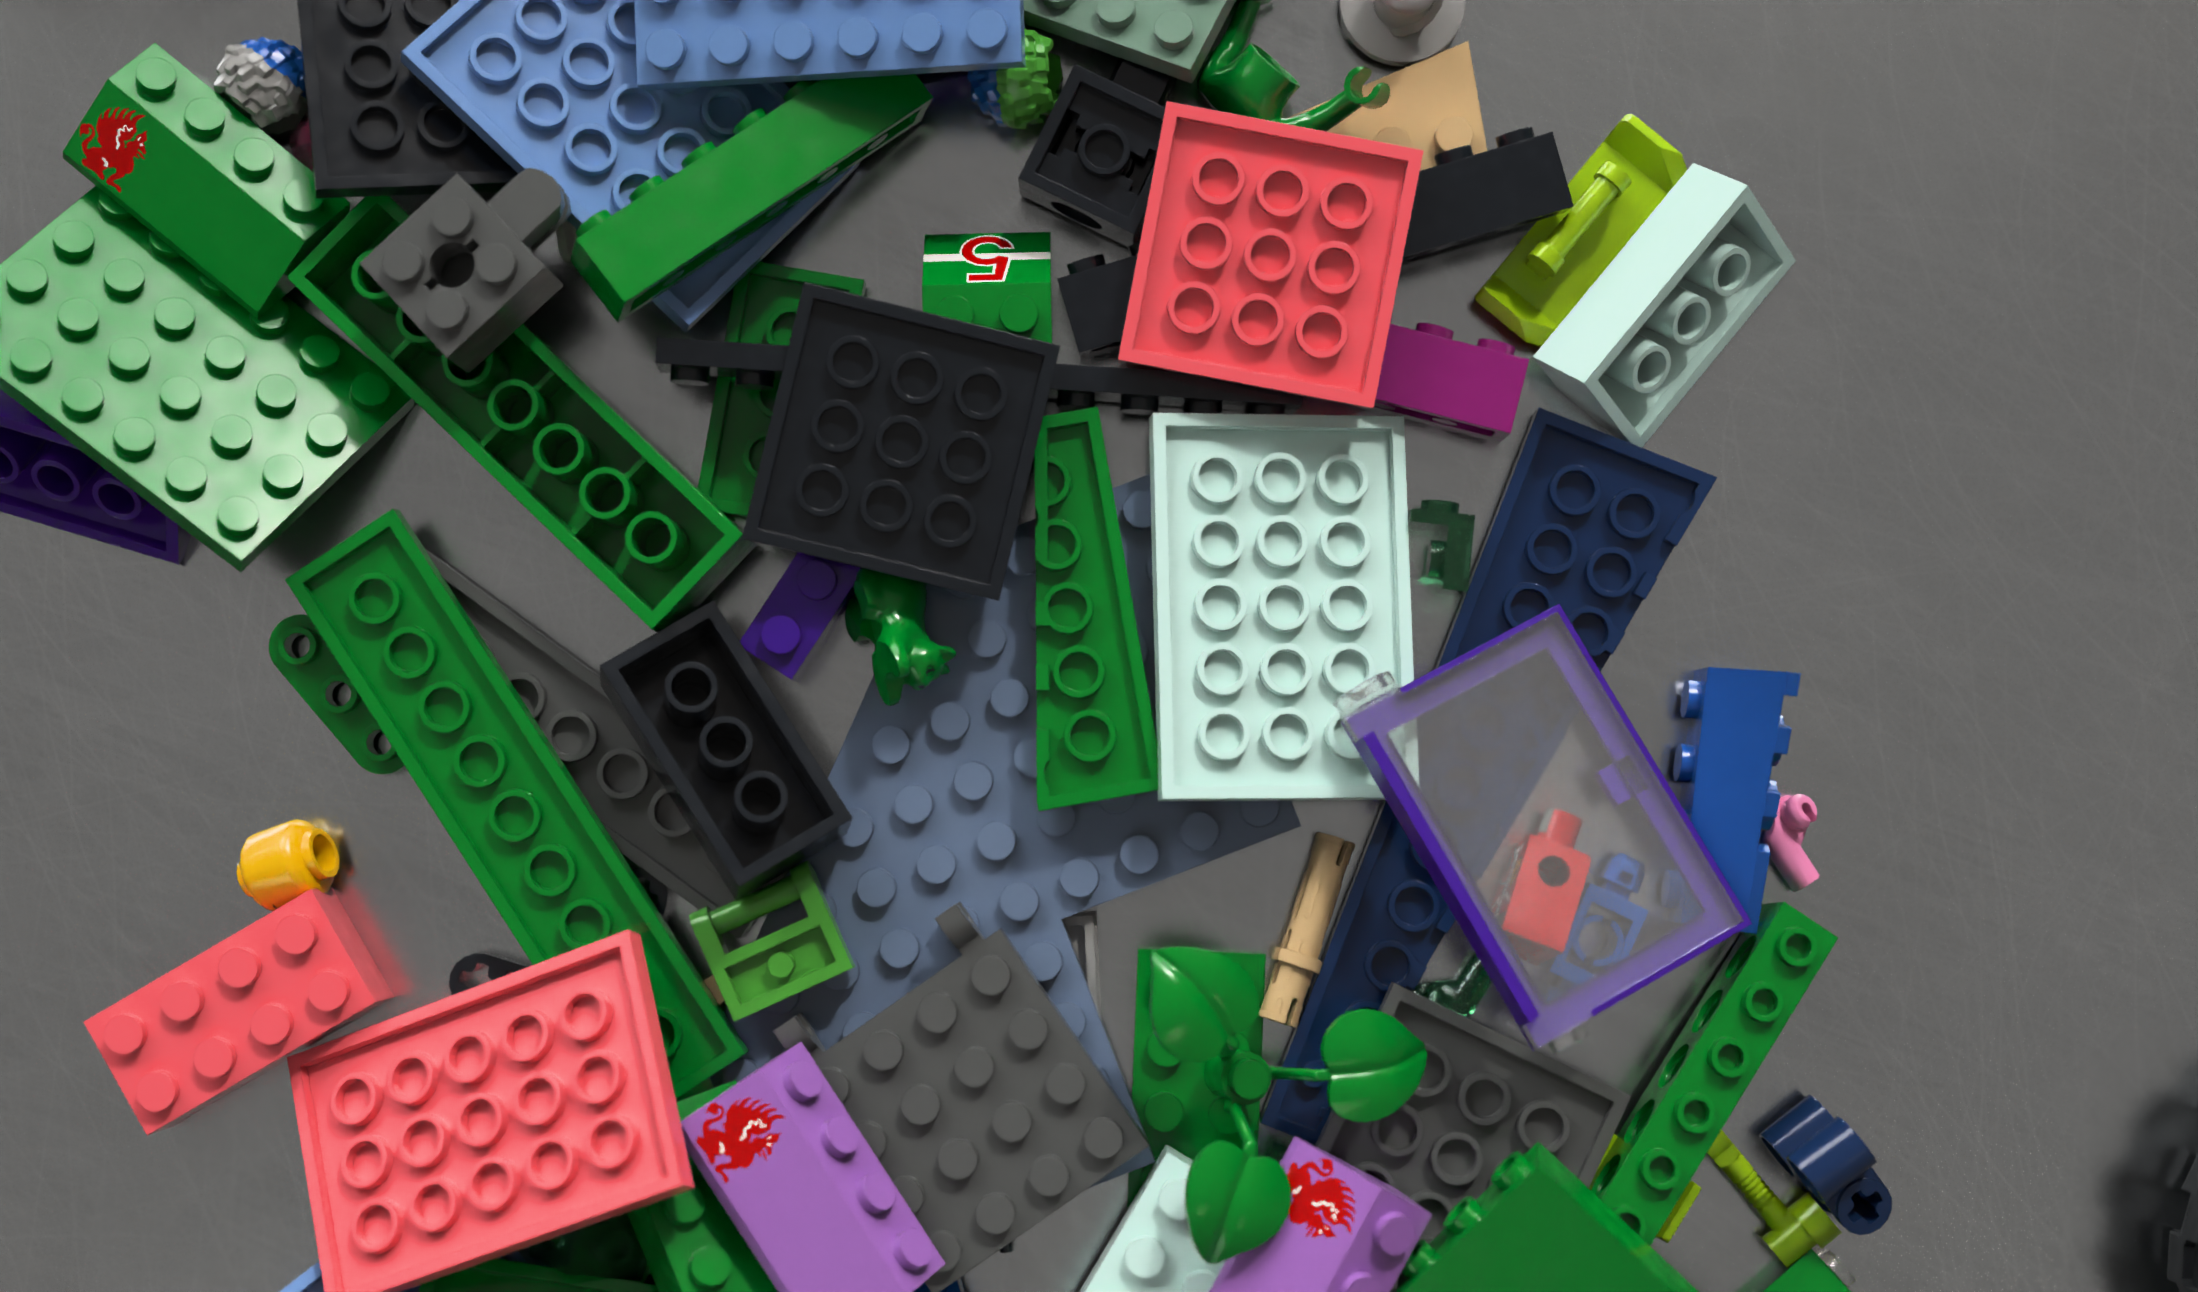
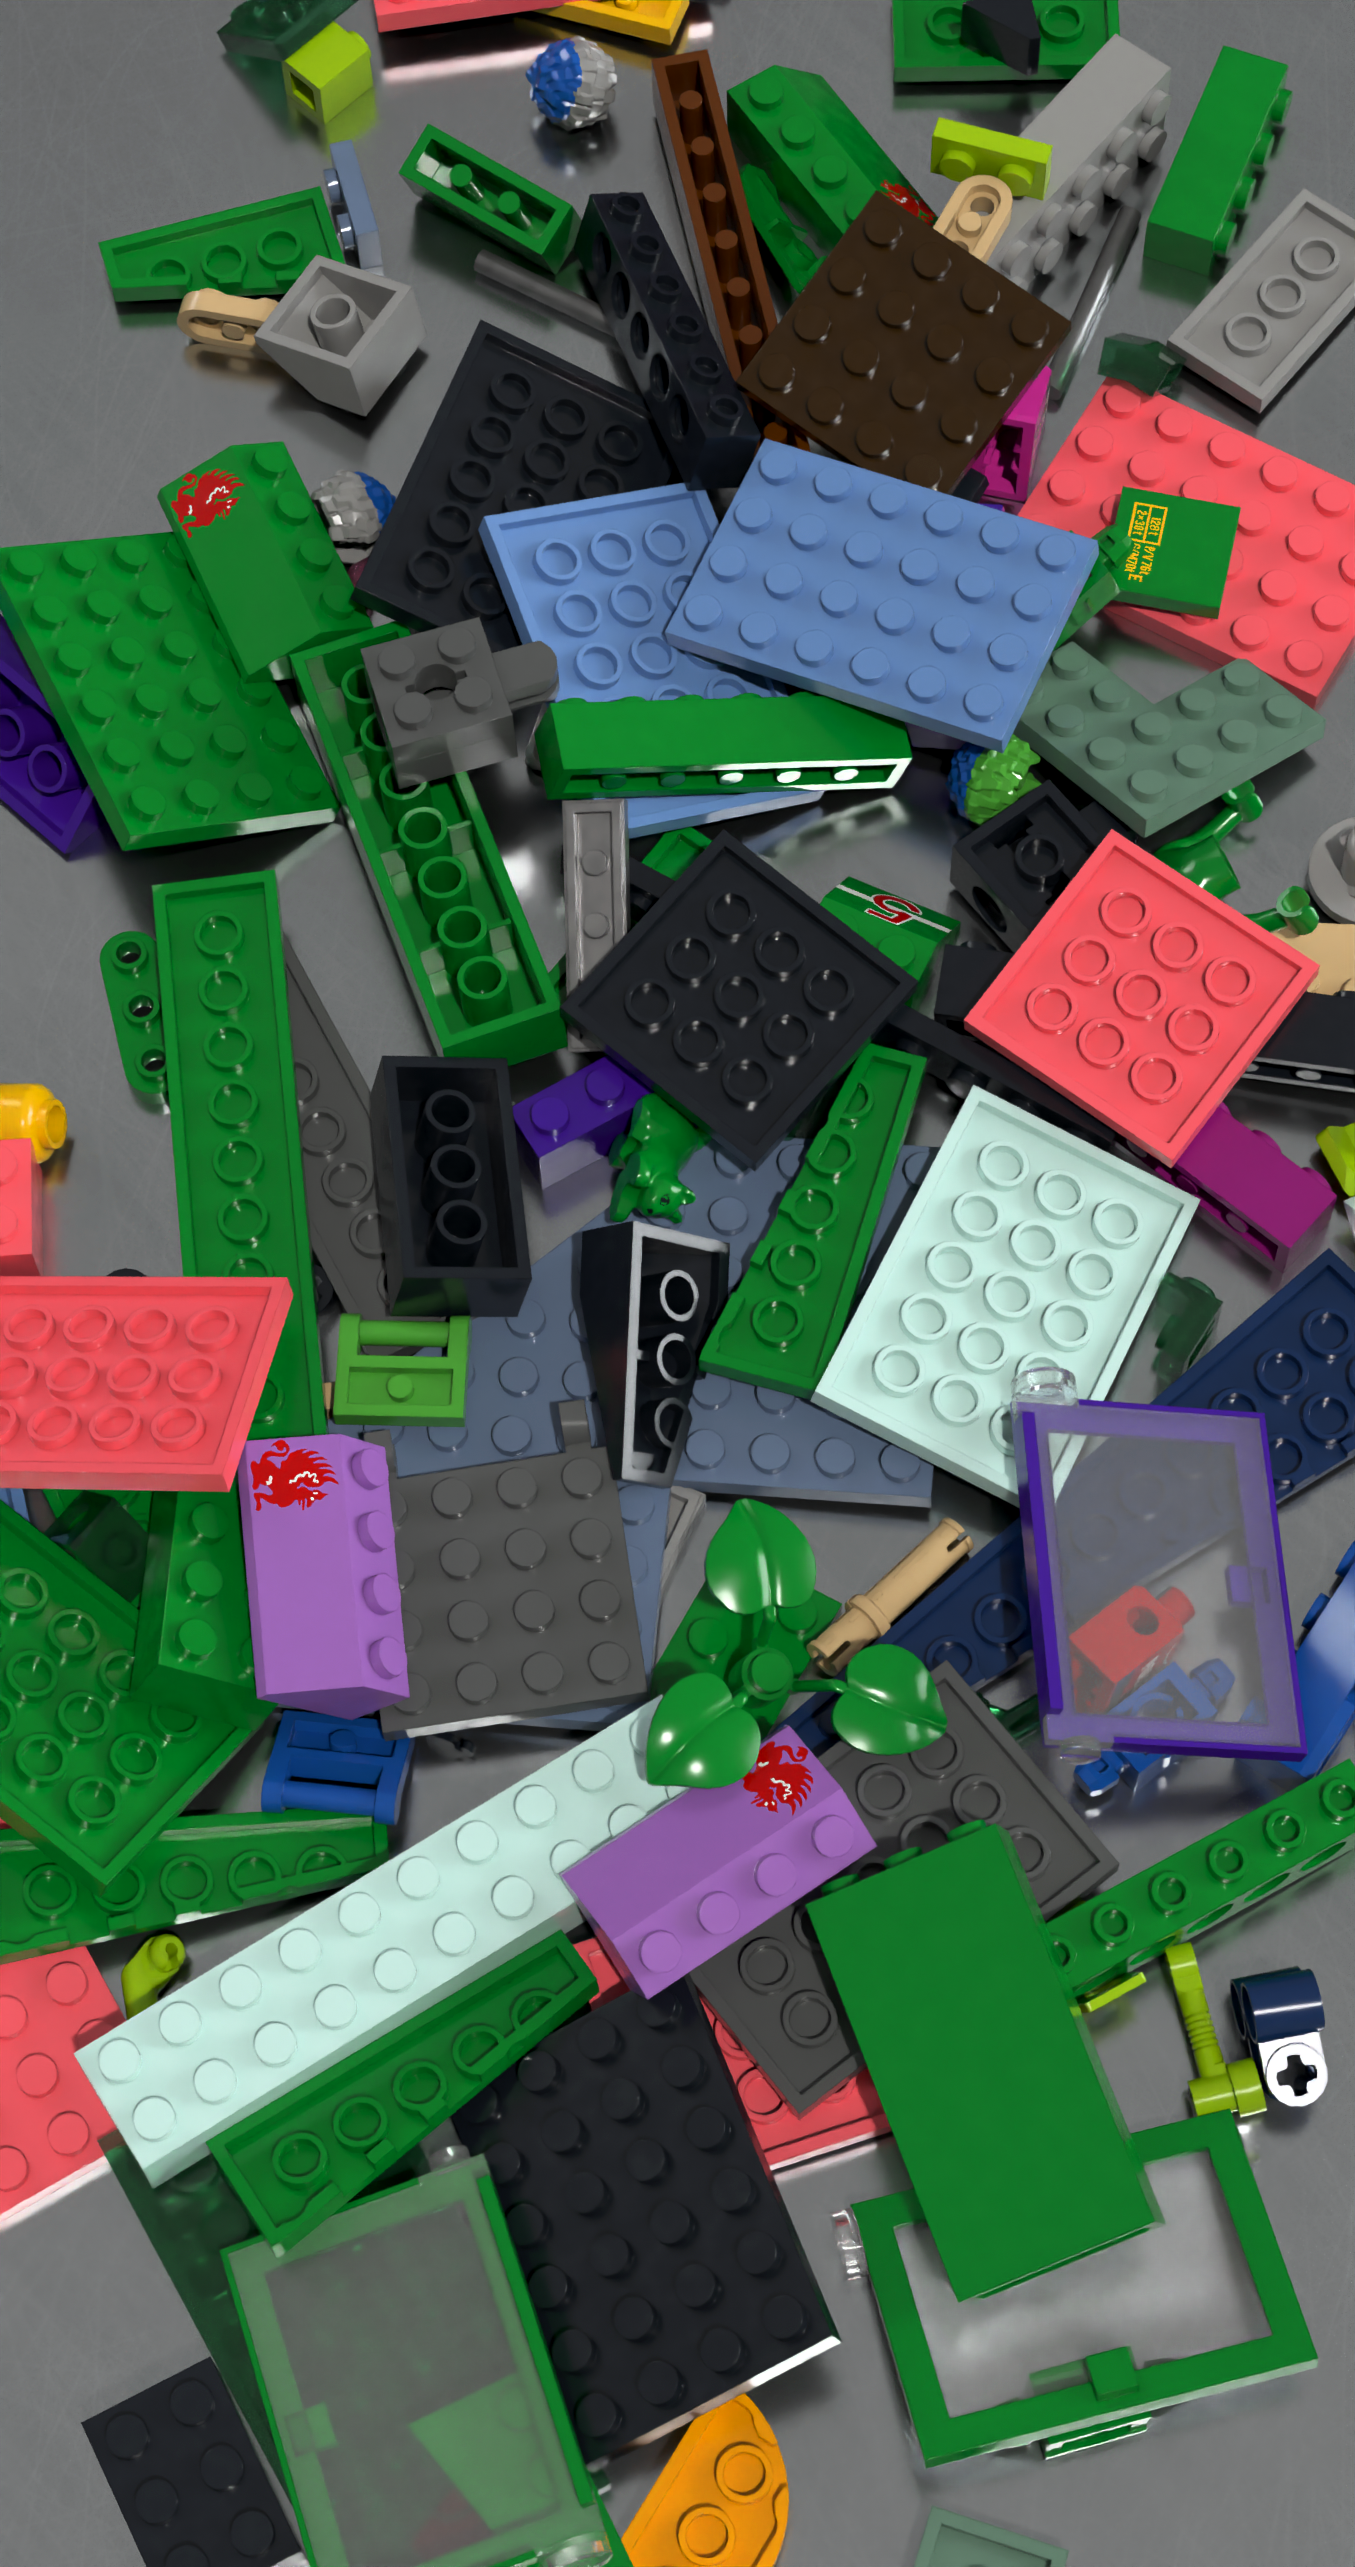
camera: 30 degrees right, 20 degrees down
(710, 394) = (593, 891): none -> flat silver tile
(973, 797) = (646, 1319): none -> black wedge

